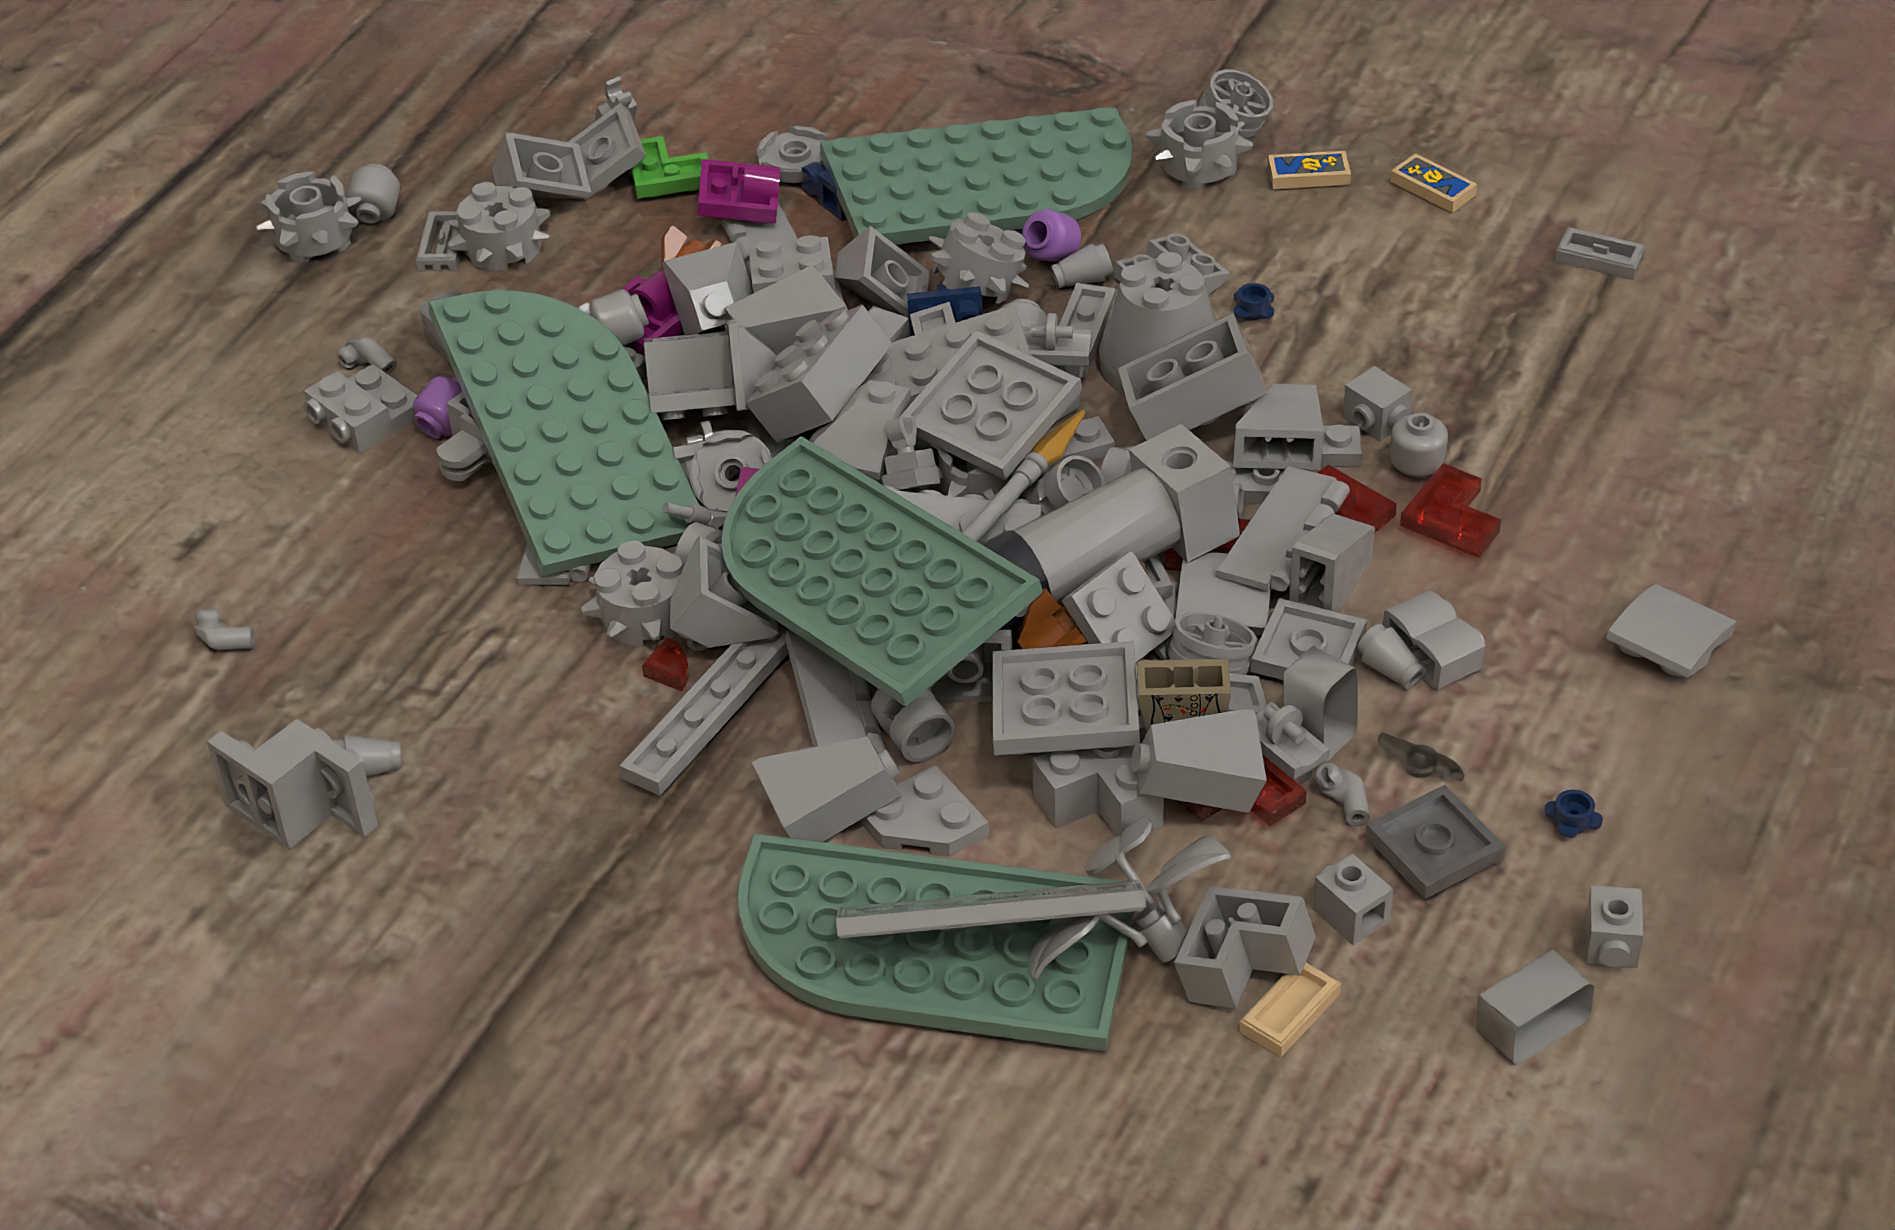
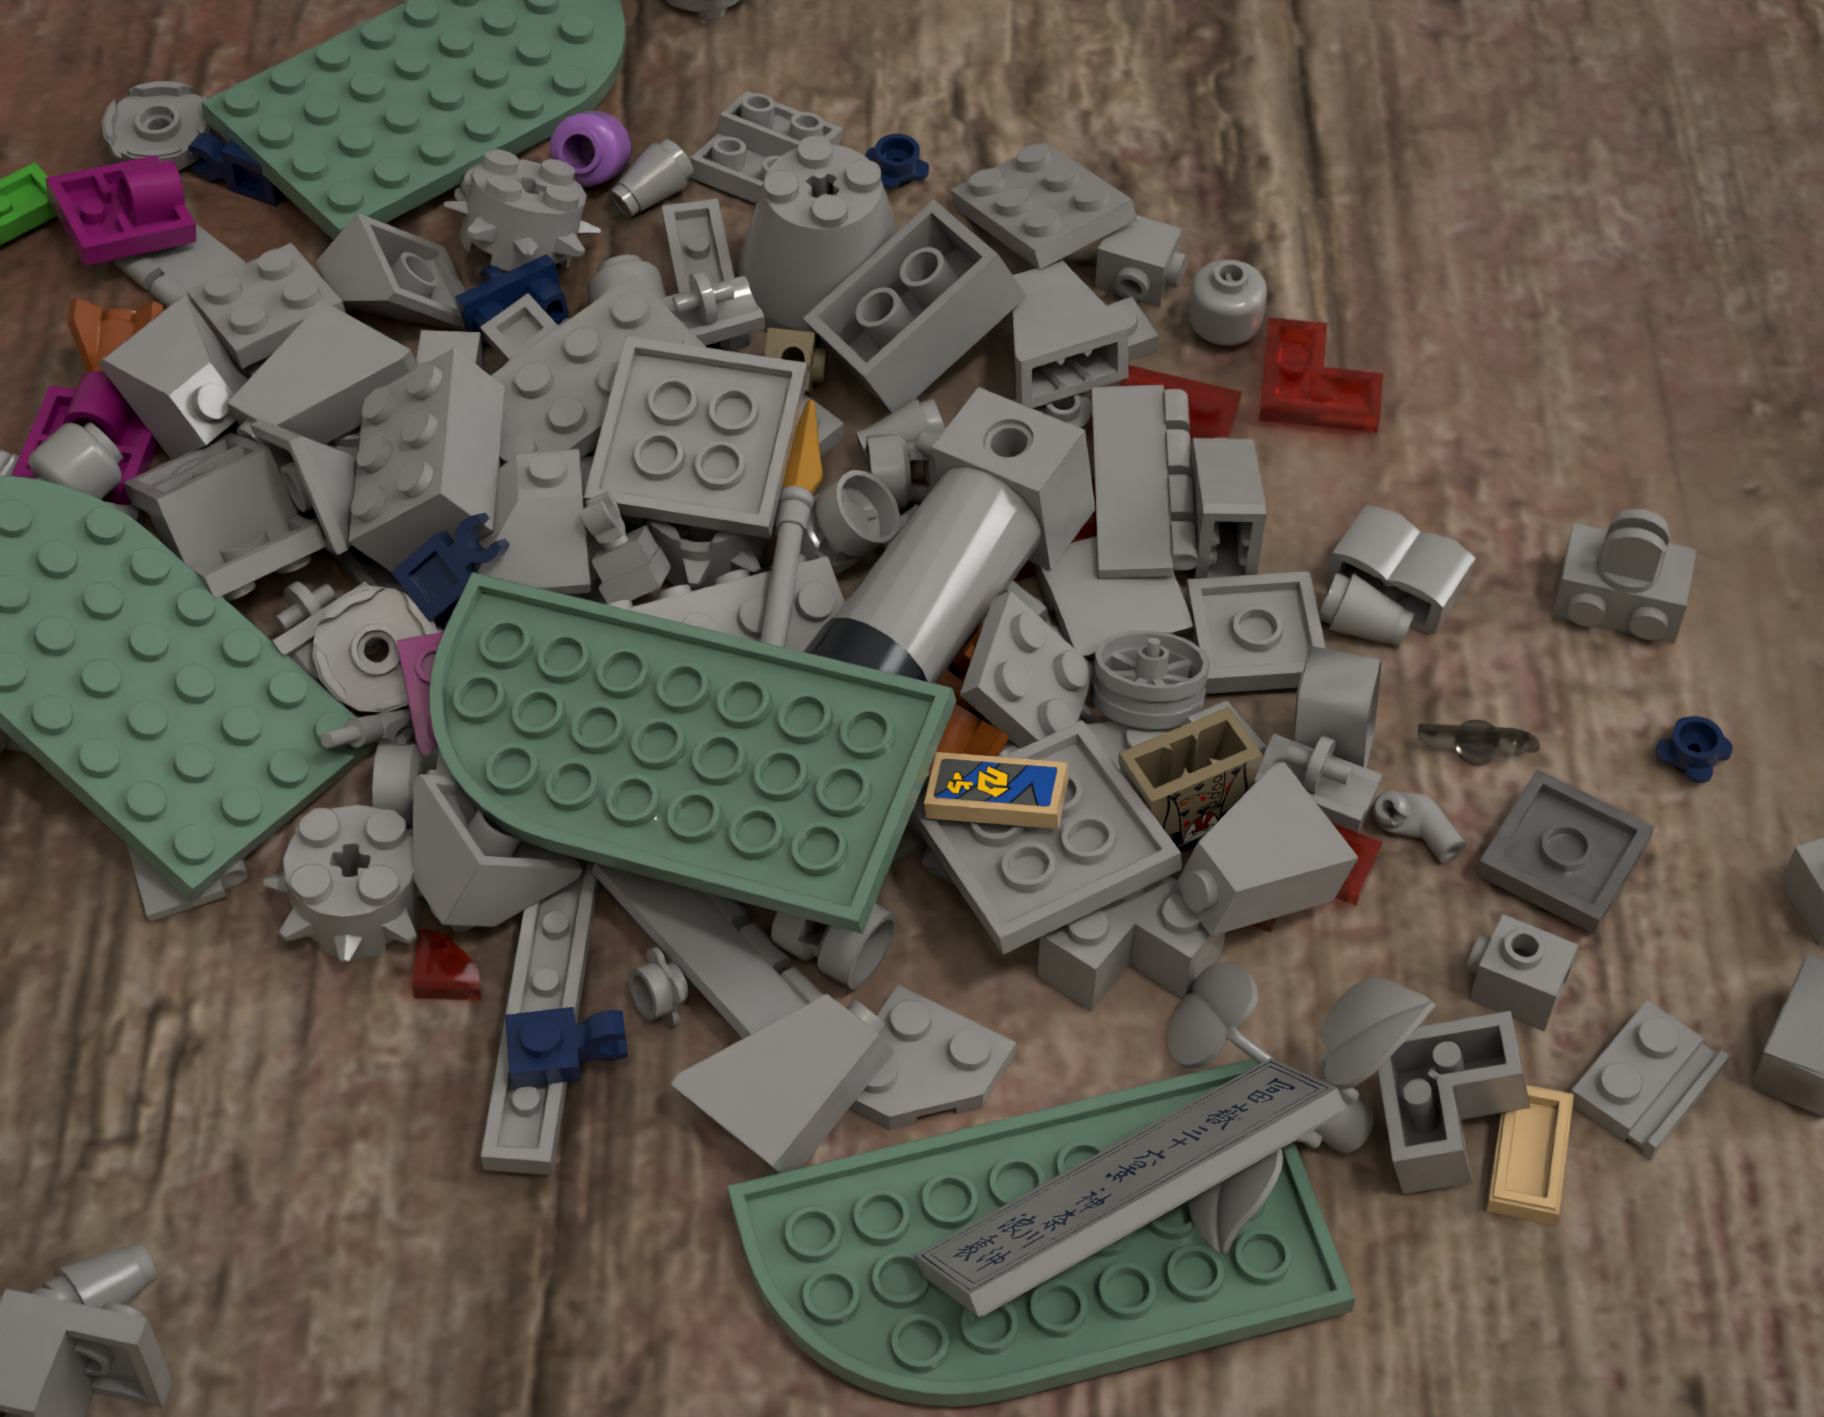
camera: 30 degrees left, 10 degrees up
(697, 718) = (550, 1044): none -> dark blue plate
(785, 715) = (658, 988): none -> light grey plate
(792, 424) = (442, 567): none -> dark blue plate
(1047, 659) = (996, 790): none -> tile
(1101, 395) = (799, 347): none -> dark tan plate
(1328, 349) = (1043, 204): none -> light grey plate
(1402, 995) = (1648, 1079): none -> light grey plate
(1589, 692) = (1626, 577): none -> light grey brick
(1670, 631) = (1660, 457): light grey slope -> none

